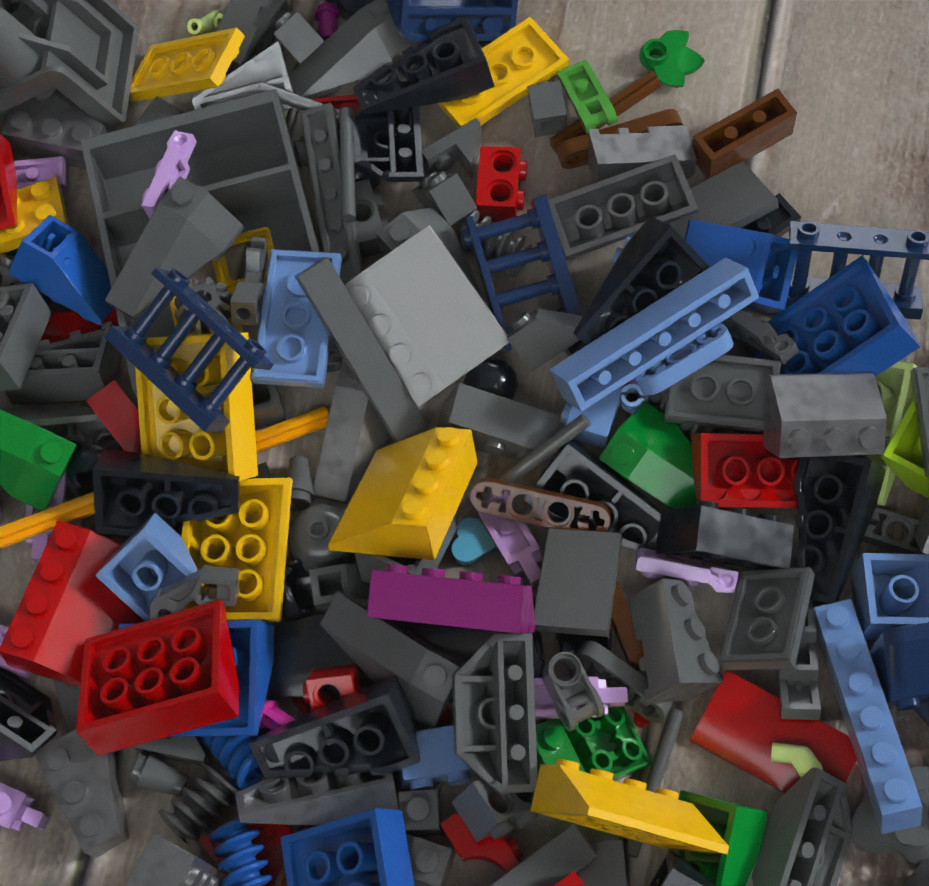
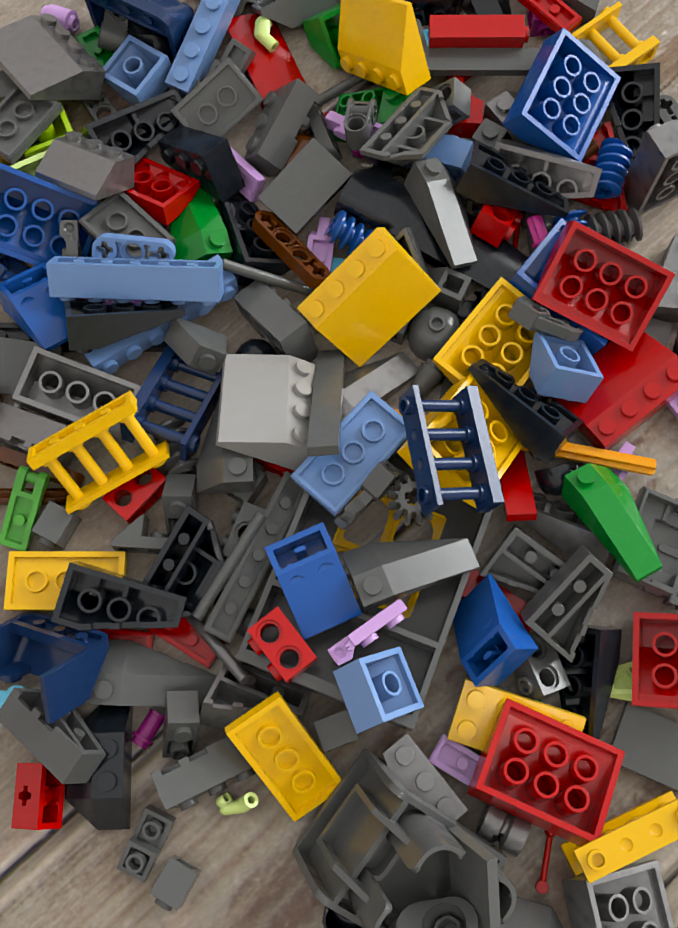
camera: 150 degrees left, 5 degrees up
(126, 138) = (378, 689): none -> medium blue slope
(235, 120) = (288, 641): none -> red brick
(253, 179) = (313, 580): none -> blue slope
(451, 601) = (396, 185): magenta slope -> none
(490, 562) = (347, 231): none -> blue piece
(560, 146) = (97, 425): none -> yellow fence

